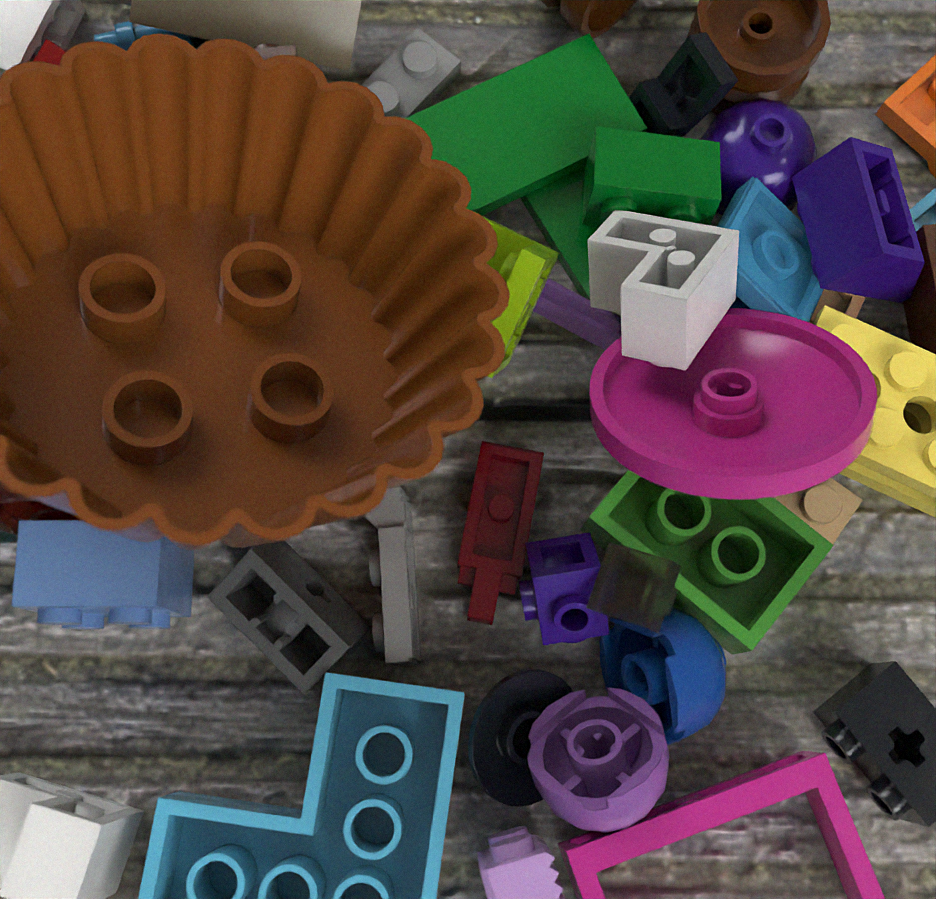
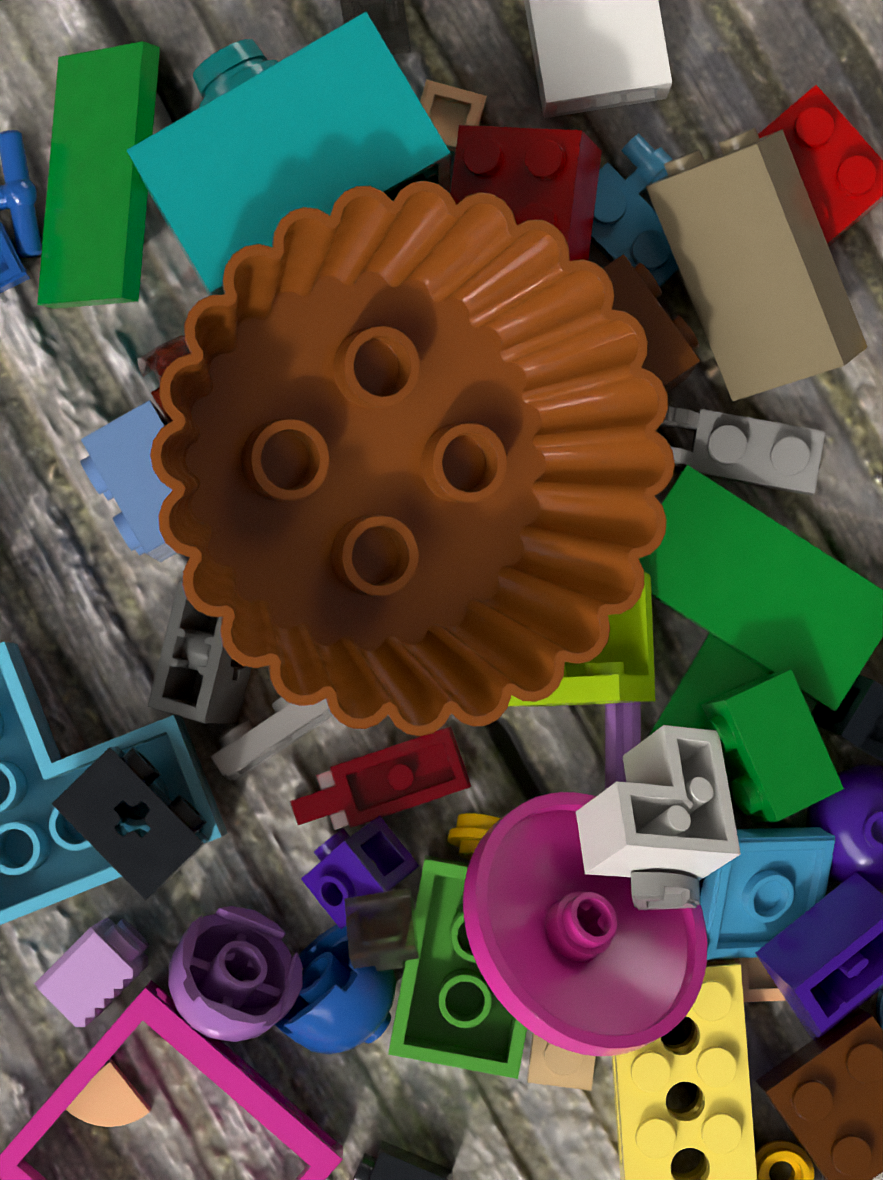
camera: 60 degrees right, 10 degrees up
(366, 798) = (96, 812): none -> black brick
(498, 754) = (196, 889): black dish -> none
(590, 471) = (469, 831): none -> yellow plate
(730, 325) = (664, 891): none -> light grey tile

